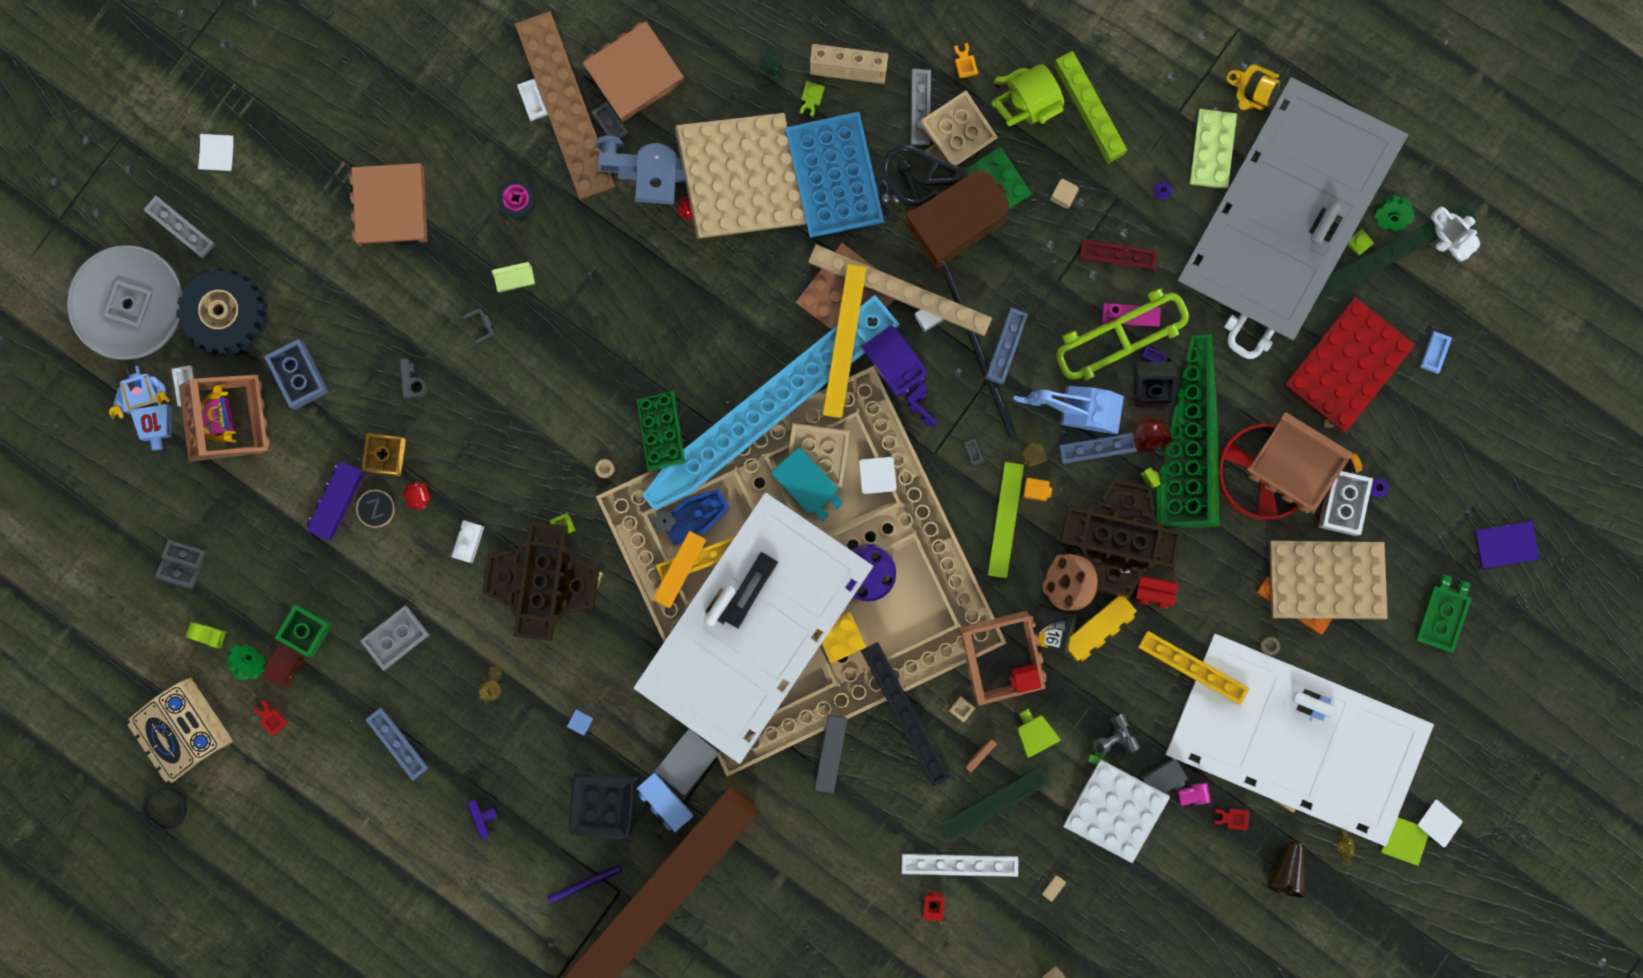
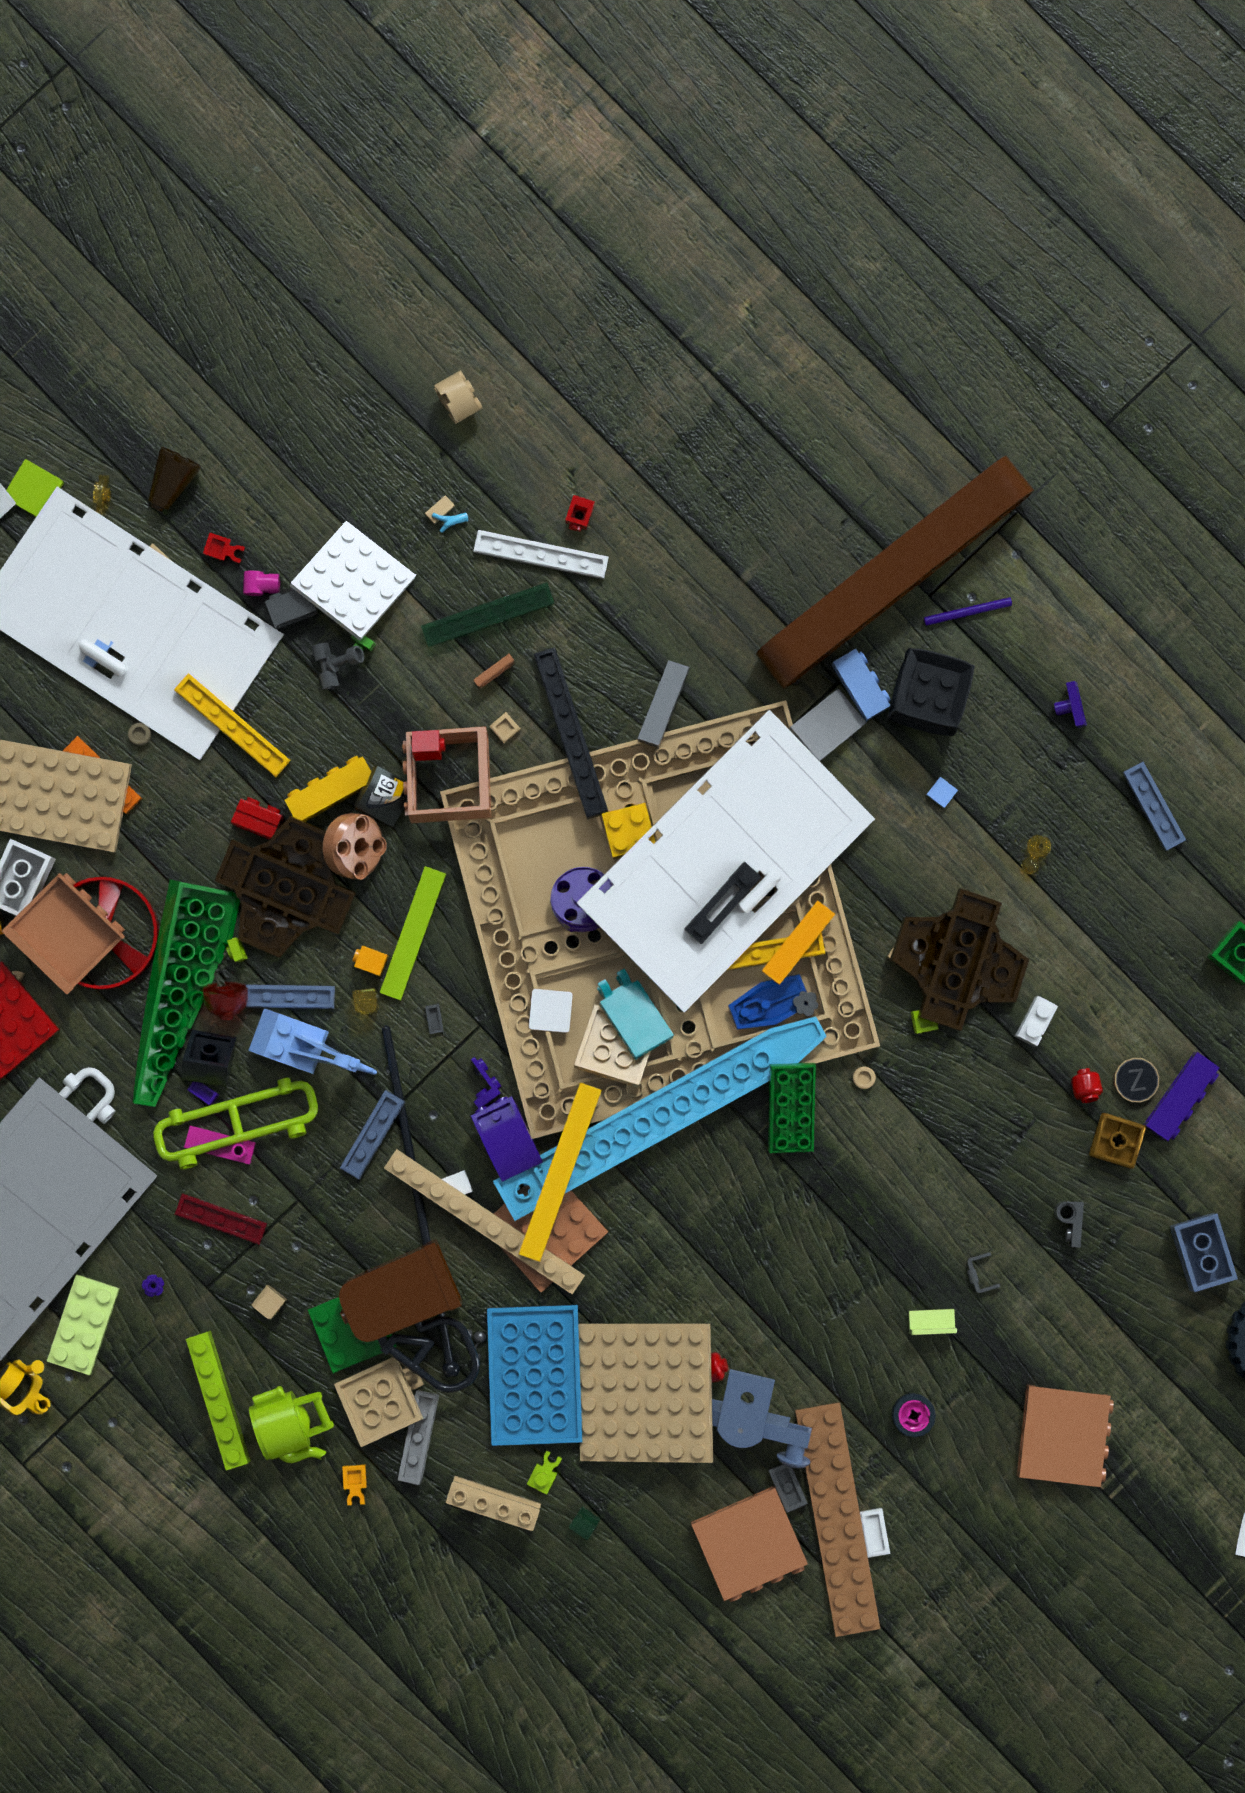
camera: 170 degrees left, 0 degrees up
(394, 637) = (1138, 927): light grey tile -> none
(1035, 733) = (427, 684): lime torso -> none
(1042, 880) = (450, 520): none -> medium azure bar

